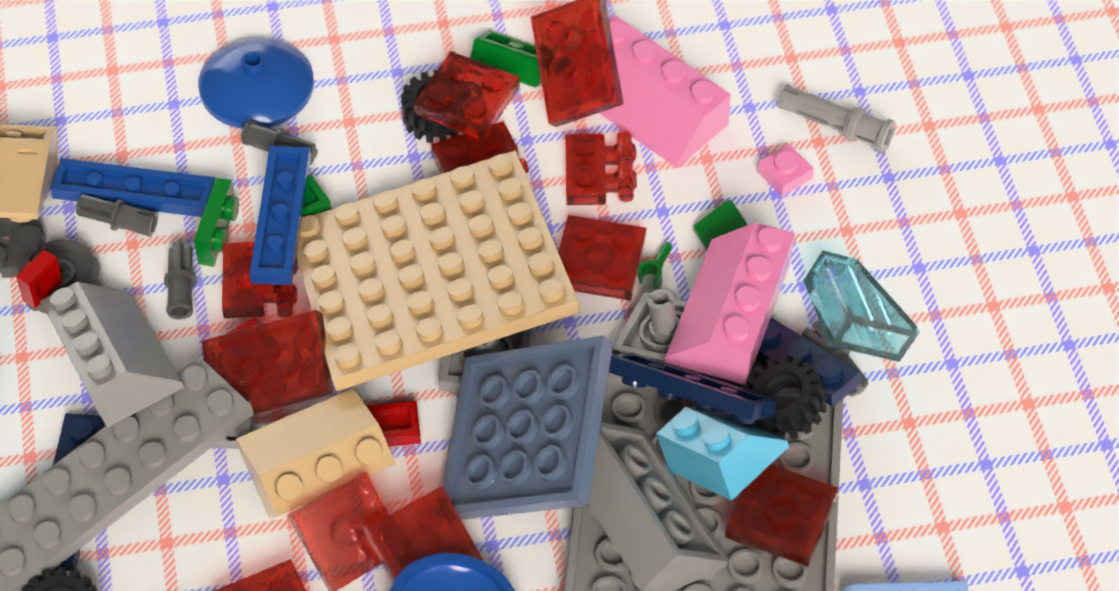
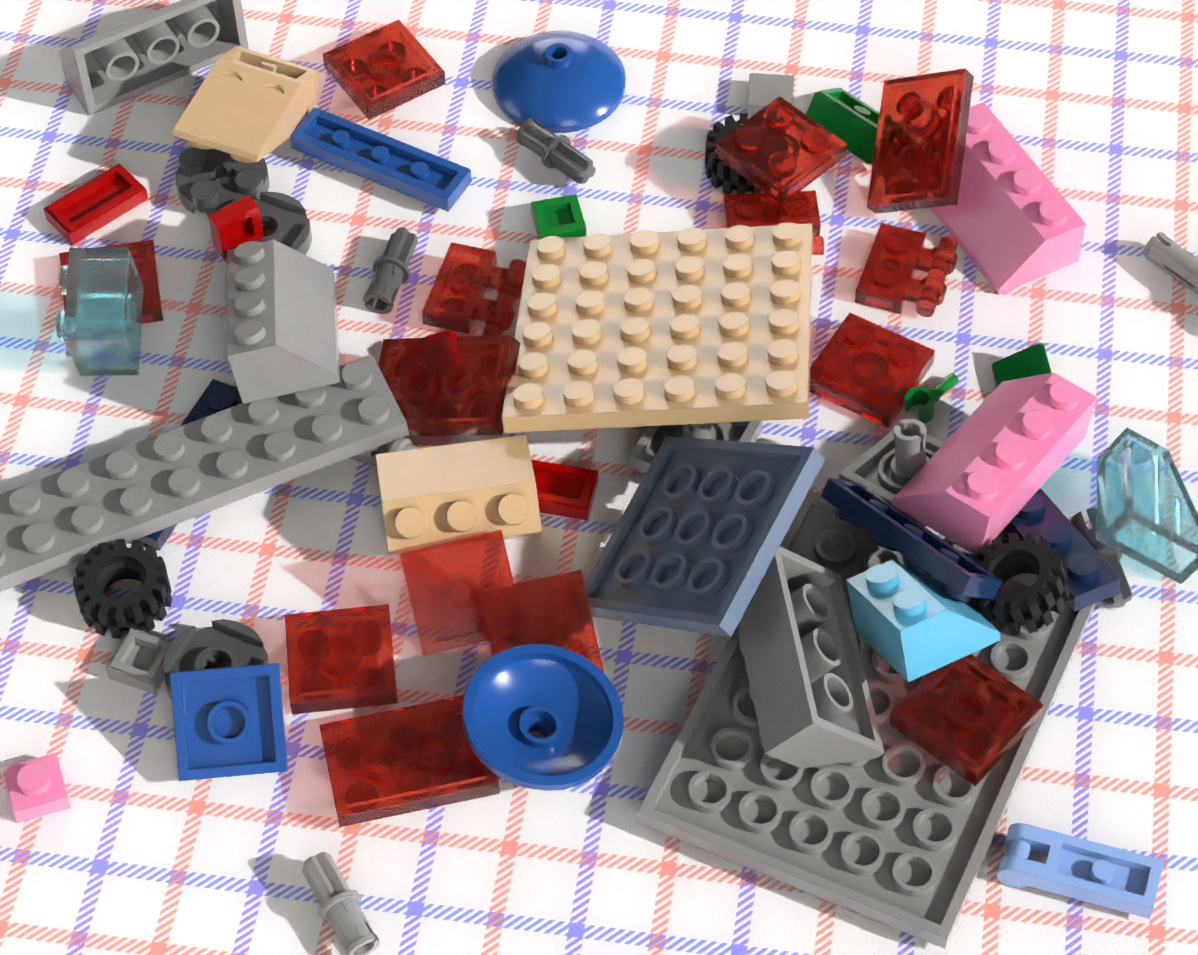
camera: 20 degrees right, 0 degrees up
(106, 110) = (384, 69): none -> clear red plate
(118, 215) = (352, 183): dark grey axle -> none
(214, 223) = (452, 217): green plate -> none
(280, 215) = (521, 227): blue plate -> none
(433, 49) = (766, 88): none -> light grey tile
(785, 170) = (1125, 328): bright pink plate -> none

